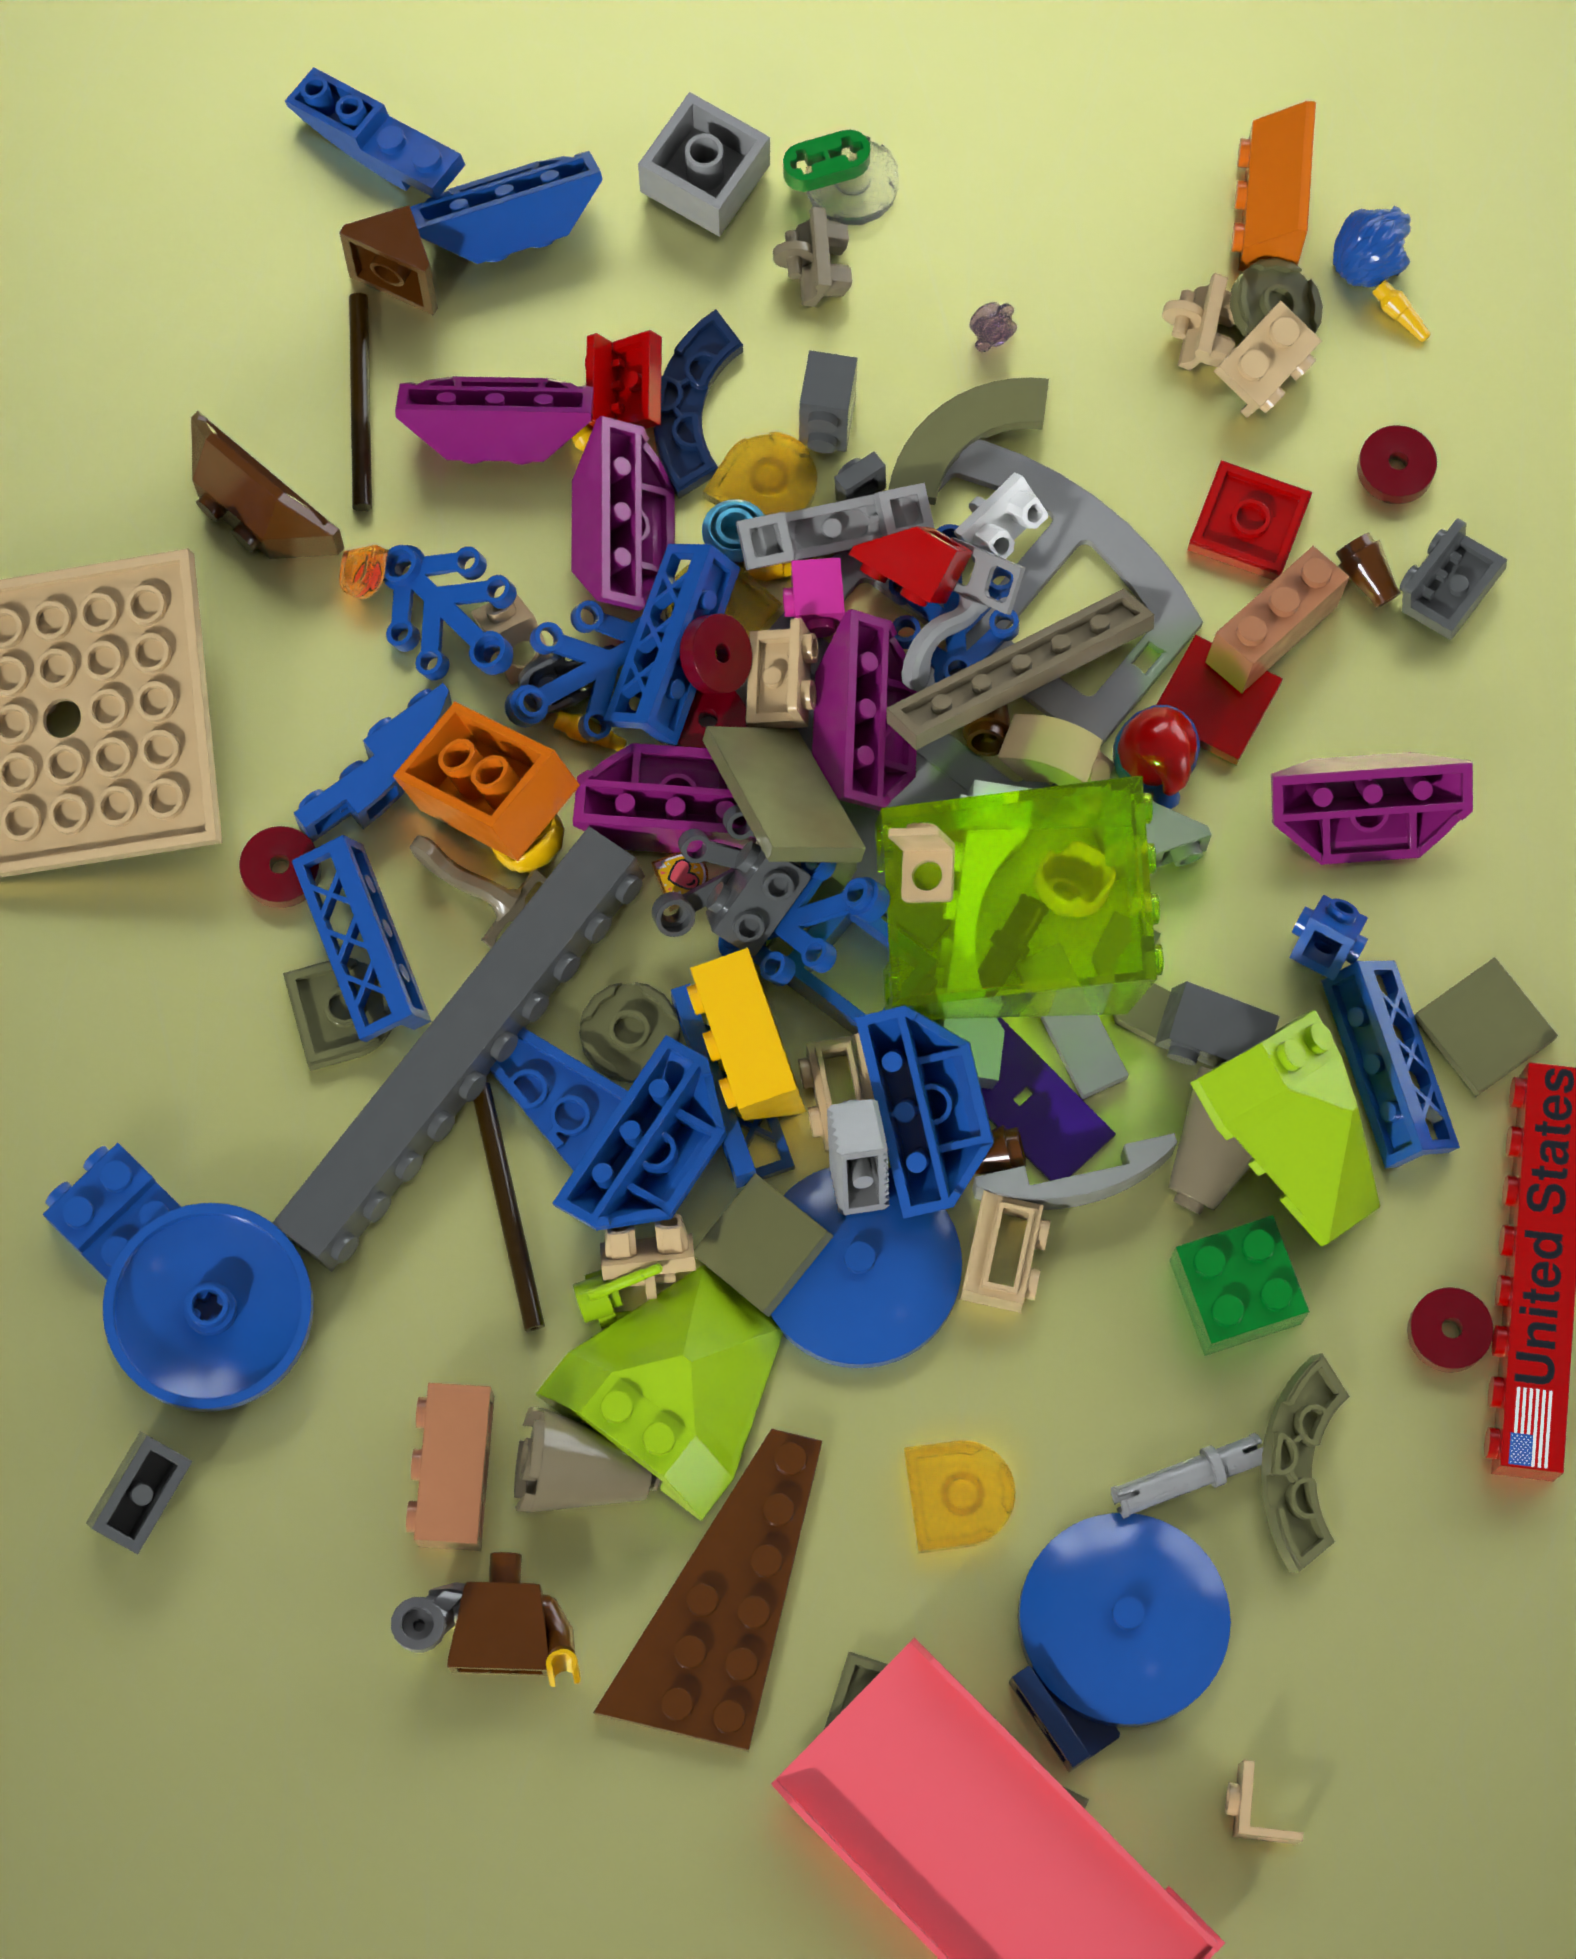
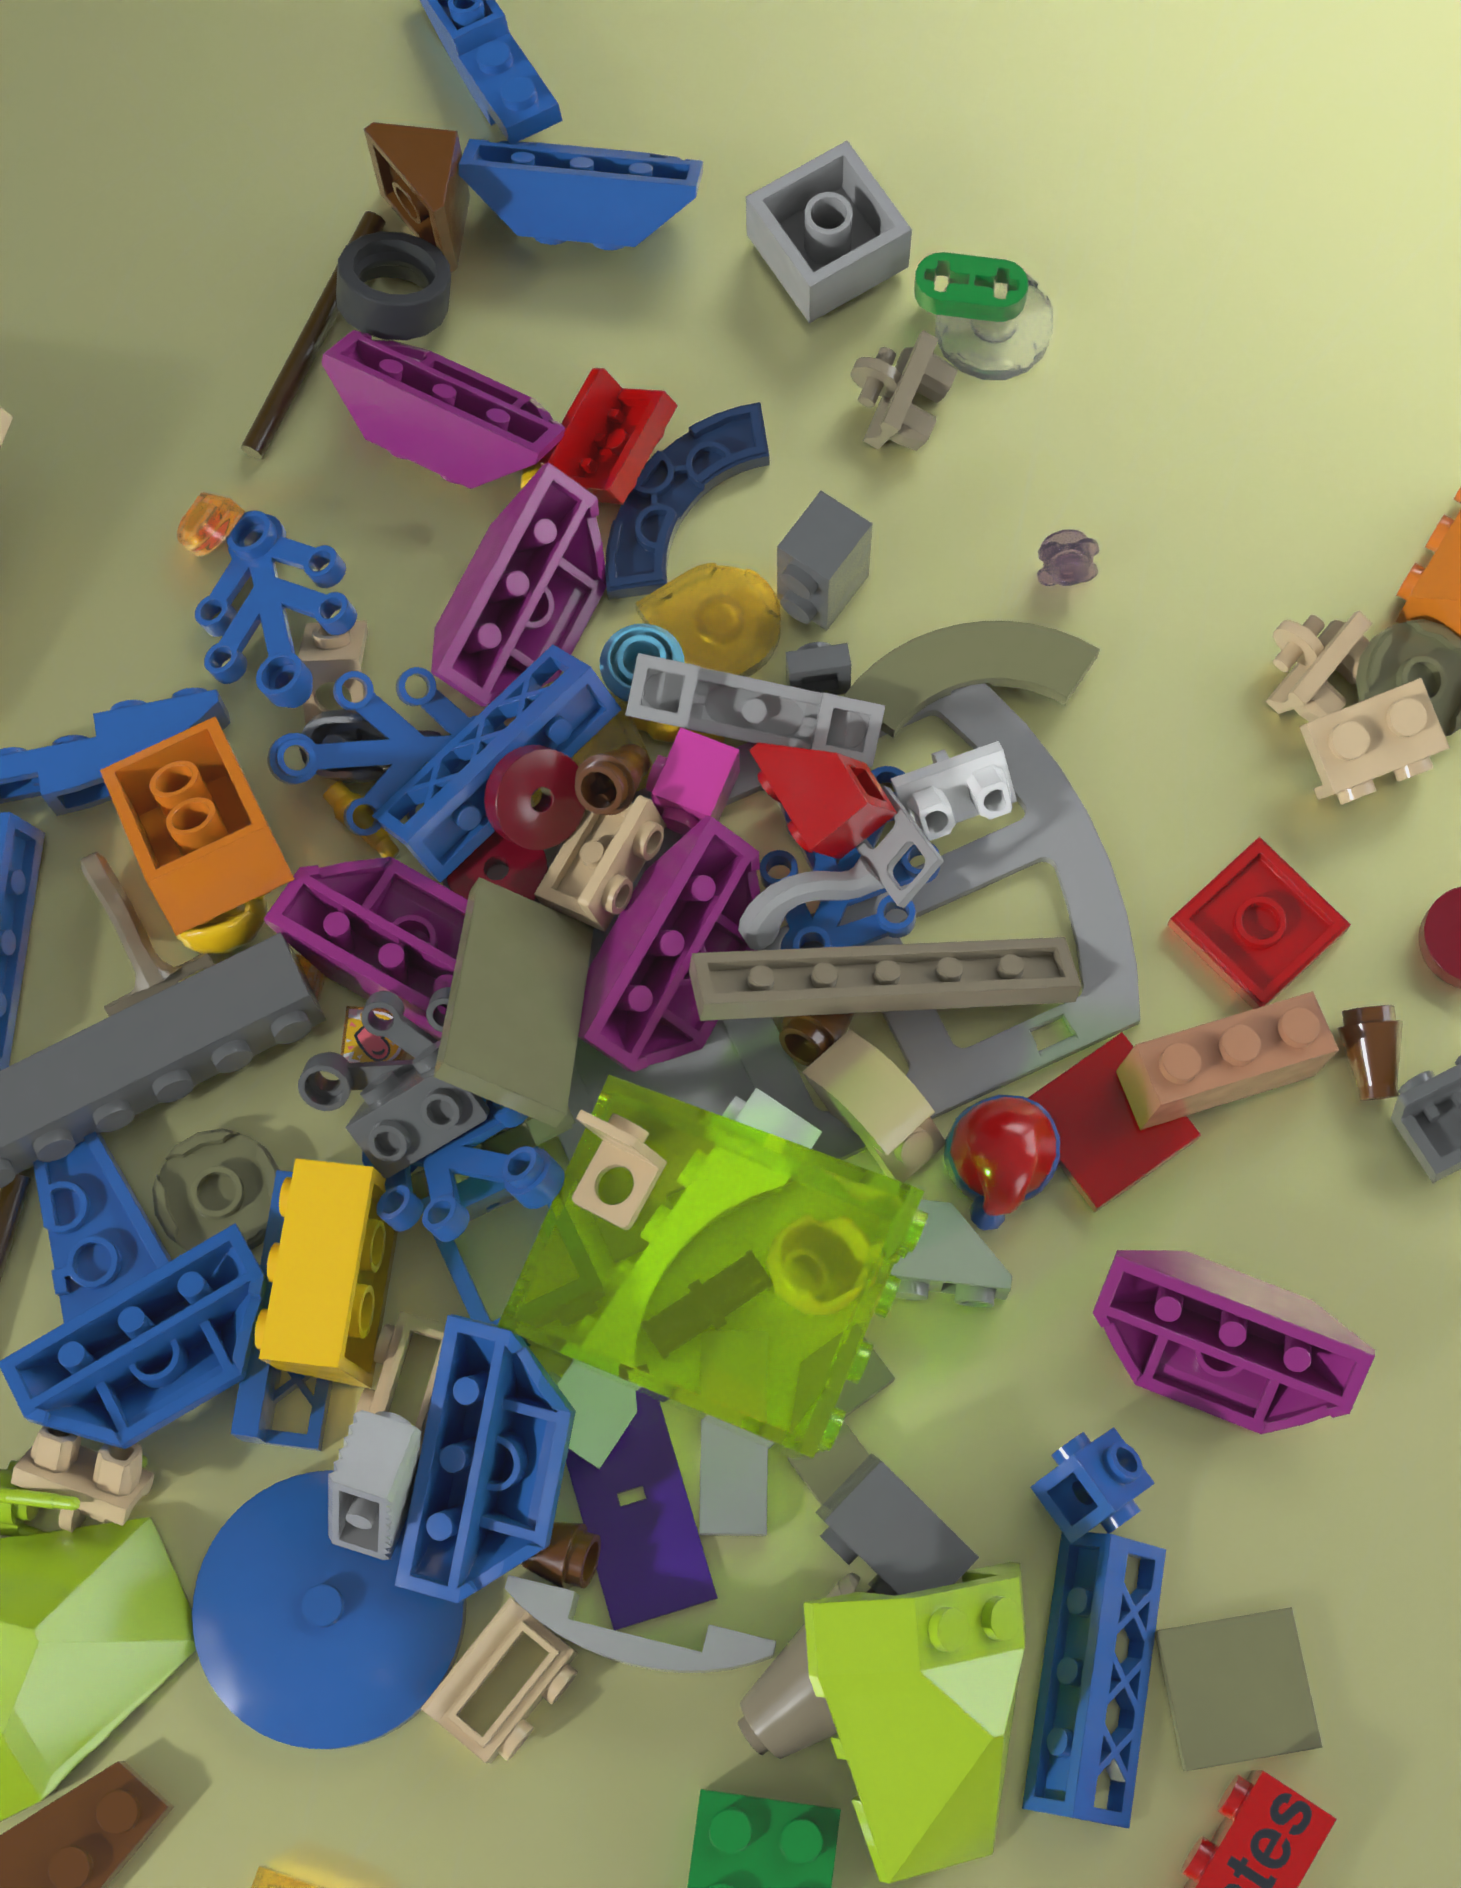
camera: 30 degrees right, 0 degrees up
(254, 500) = (132, 388): reddish brown wedge -> none
(404, 316) = (394, 257): none -> black tyre
(762, 618) = (610, 779): none -> reddish brown cone
(762, 1244) = (222, 1531): olive tile -> none

